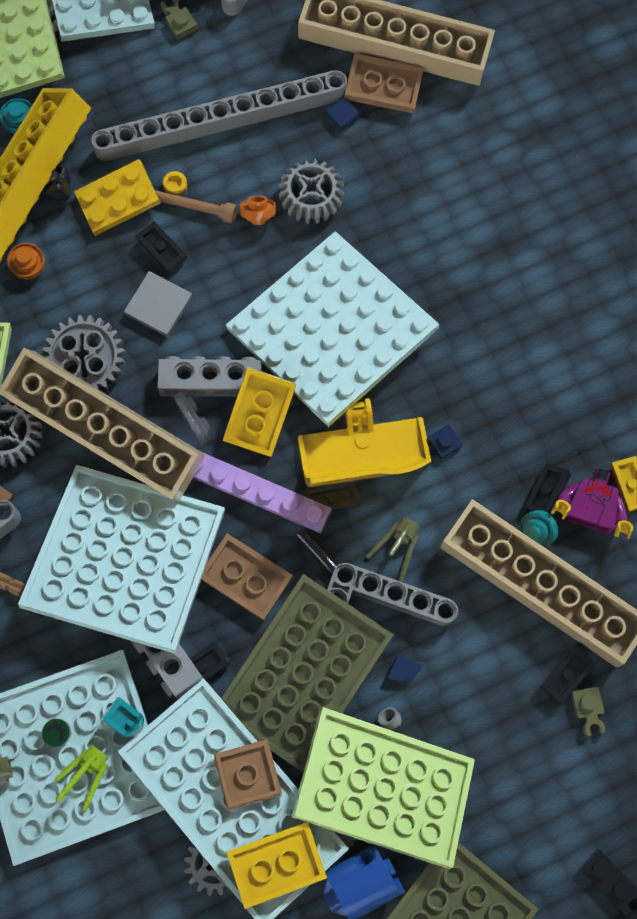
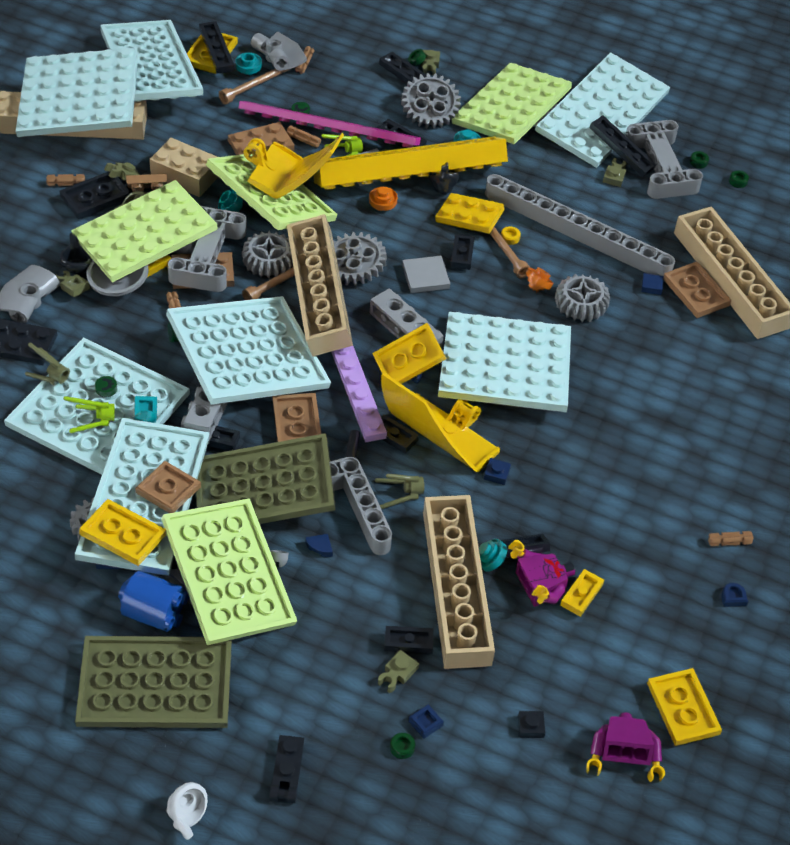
camera: 50 degrees right, 25 degrees down
(45, 490) = (255, 292): none -> medium nougat piece
(198, 425) = (370, 335): clear plate -> none

